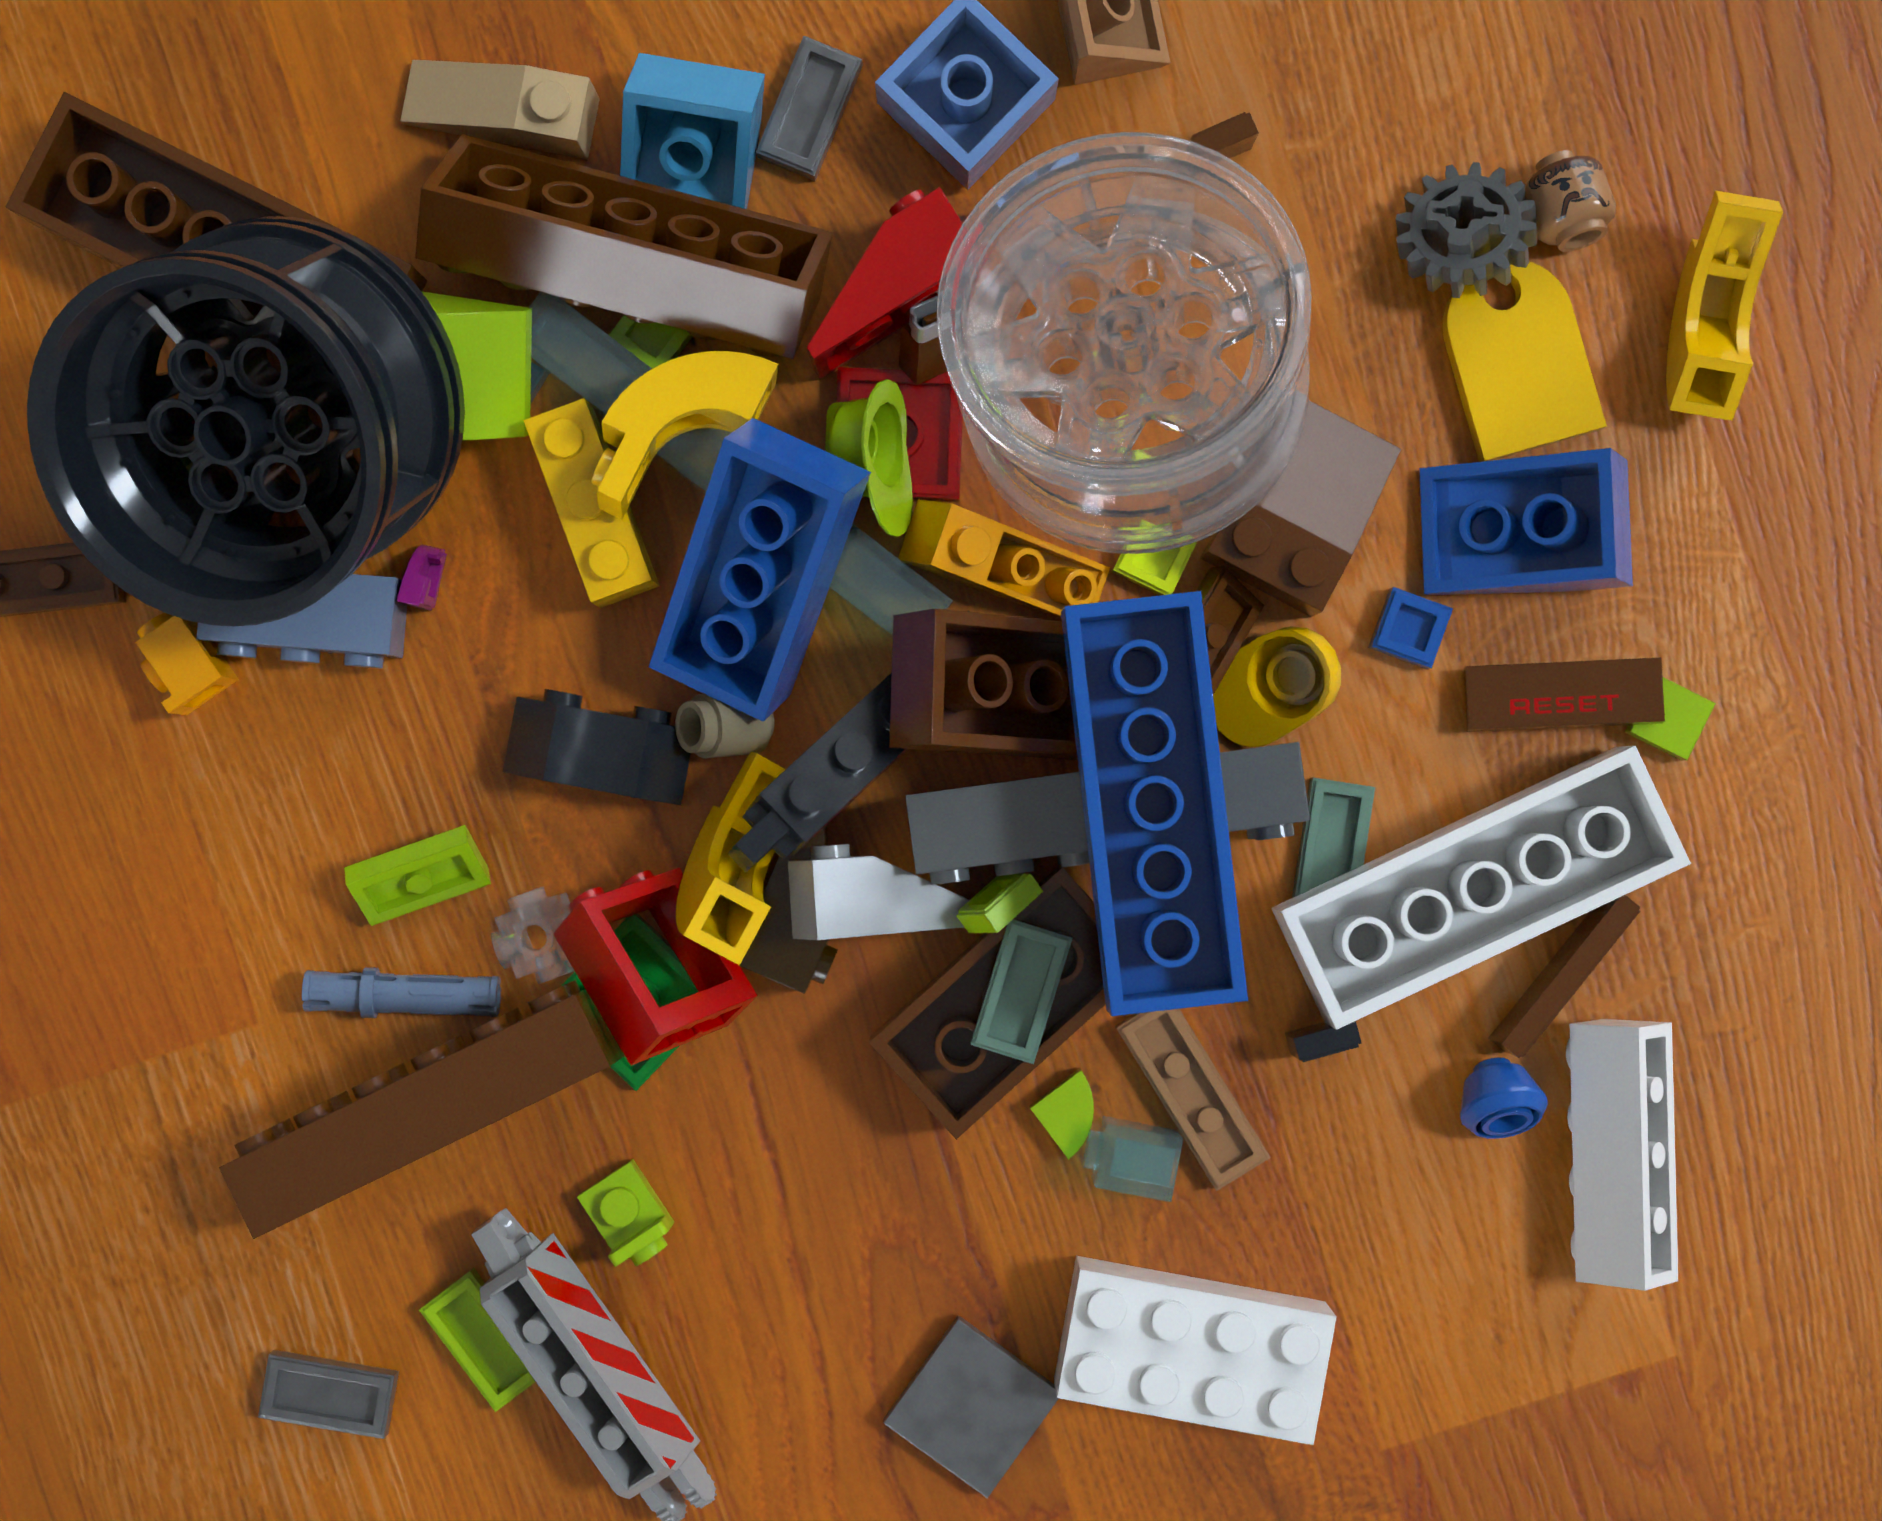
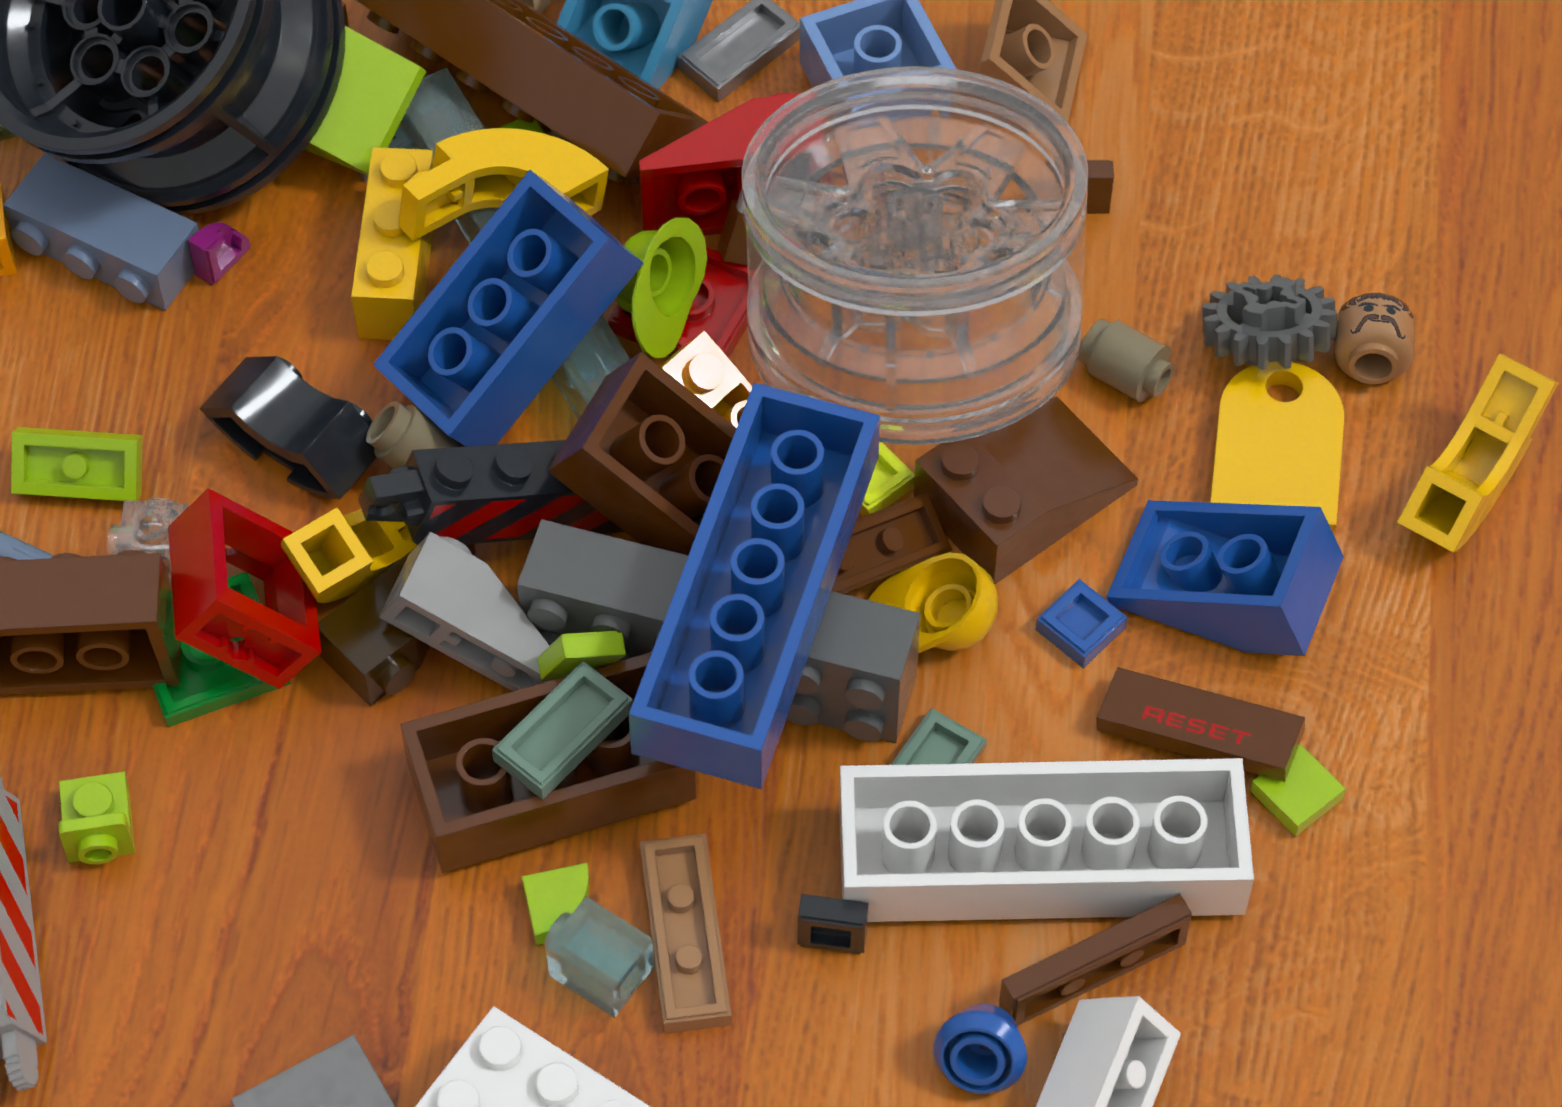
camera: 20 degrees right, 30 degrees down
(1348, 327) = (1126, 359): none -> dark tan brick

